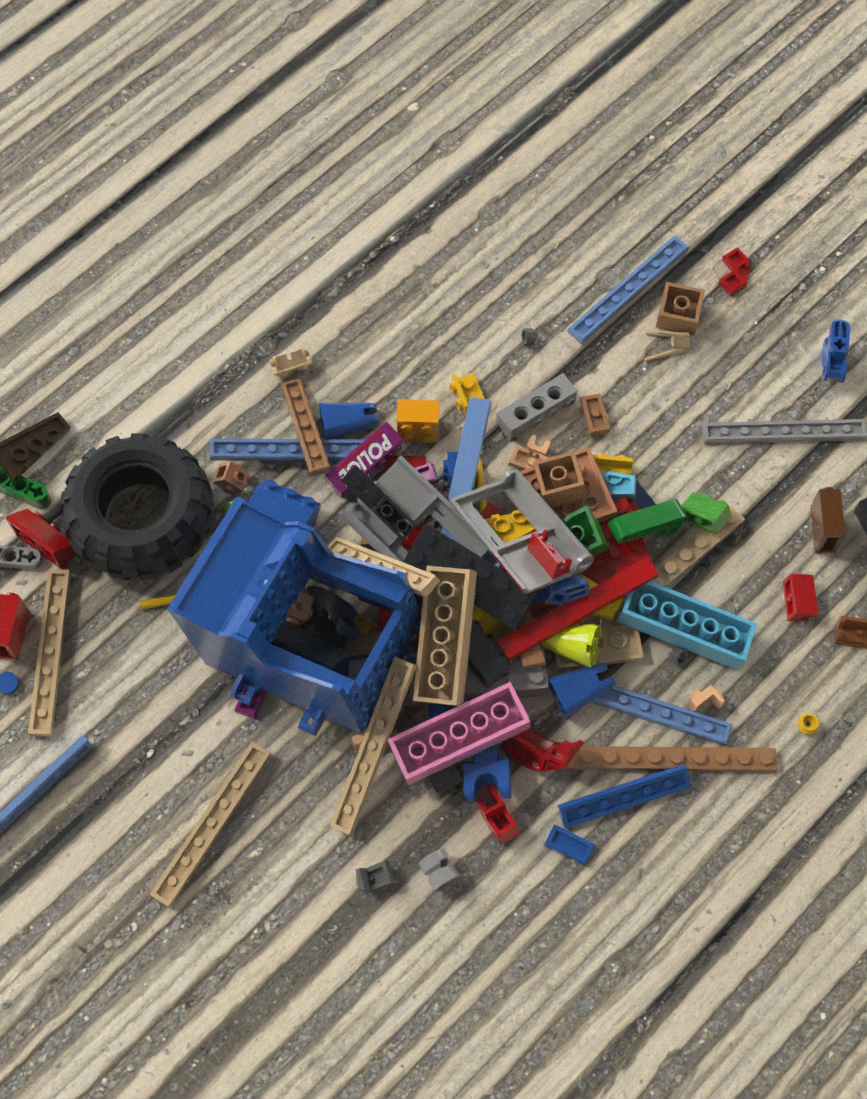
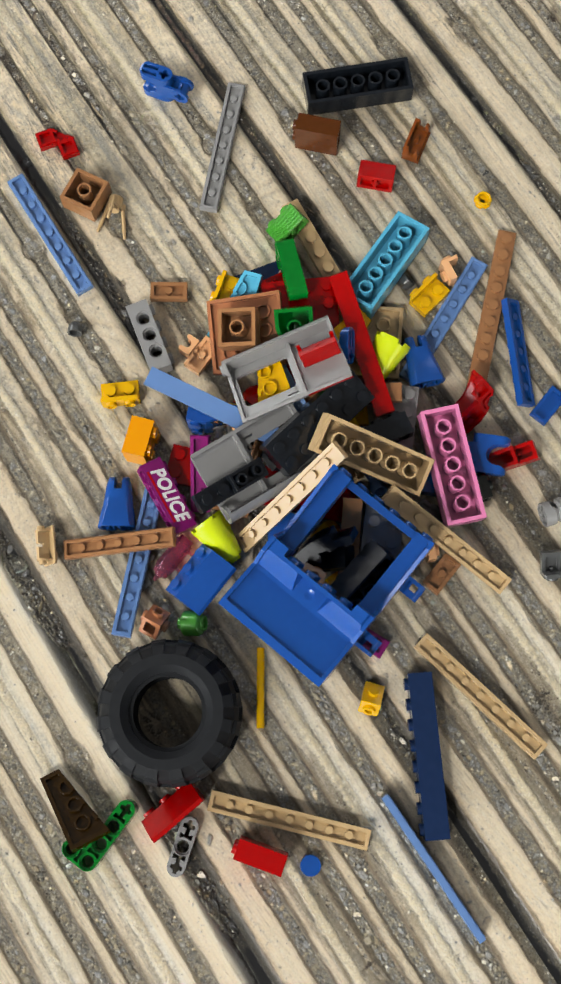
camera: 75 degrees left, 10 degrees up
(136, 777) = (427, 754): none -> dark blue brick
(189, 709) = (371, 698): none -> yellow bracket
(302, 481) = (172, 558): none -> clear pink piece
(328, 519) = (219, 537): none -> neon yellow cone
(336, 755) = (441, 574): none -> medium nougat plate
(669, 683) = (428, 295): none -> yellow bracket

